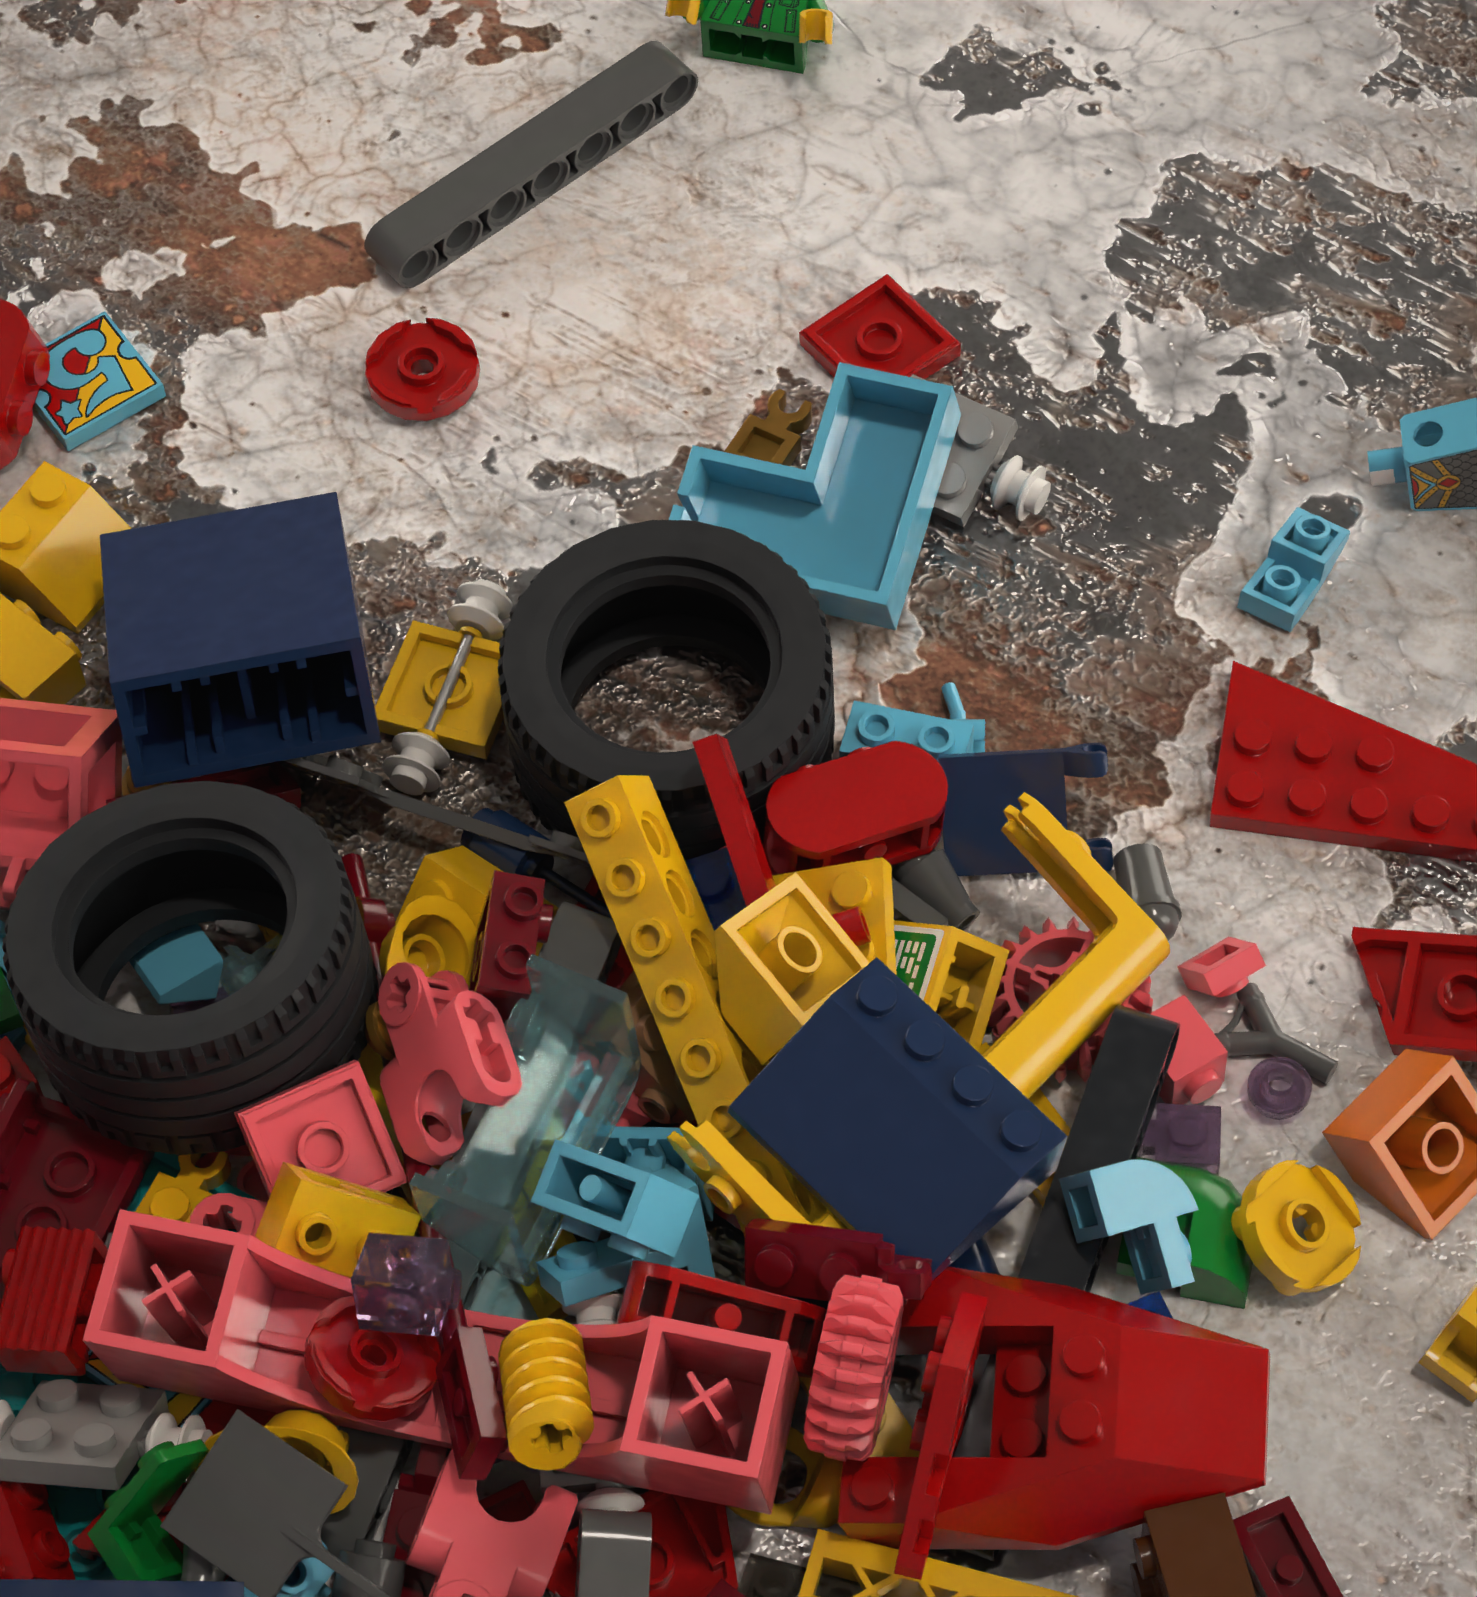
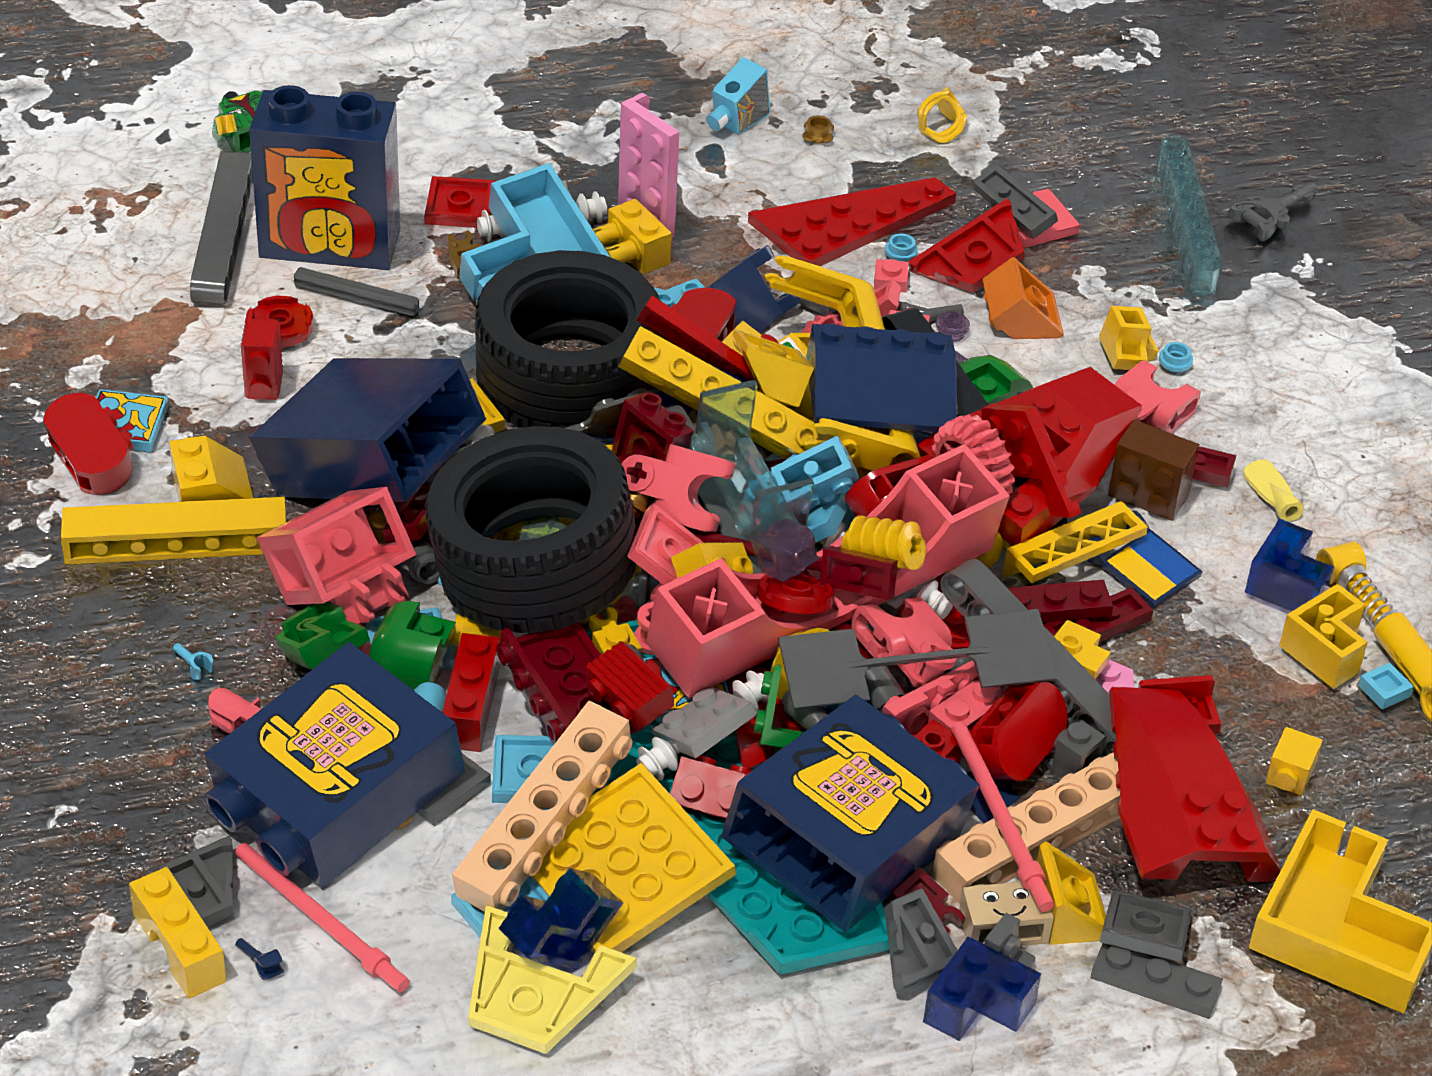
camera: 55 degrees left, 15 degrees down
(298, 418) = (262, 359): none -> red brick
(573, 393) = (356, 291): none -> dark grey axle
(639, 196) = (325, 178): none -> brick
(813, 1258) = (915, 438): dark red hinge -> none
(1019, 586) = (636, 237): none -> yellow brick
(1104, 476) = (648, 160): none -> bright pink bracket
(1143, 1204) = (986, 366): medium azure brick -> none
(1269, 1234) = (1024, 349): yellow plate -> none
(1294, 570) = (725, 173): medium azure slope -> none
(1306, 929) = (891, 269): none -> coral plate
(1368, 1467) = (1160, 406): none -> coral piece
(1376, 882) = (901, 247): none -> medium azure plate

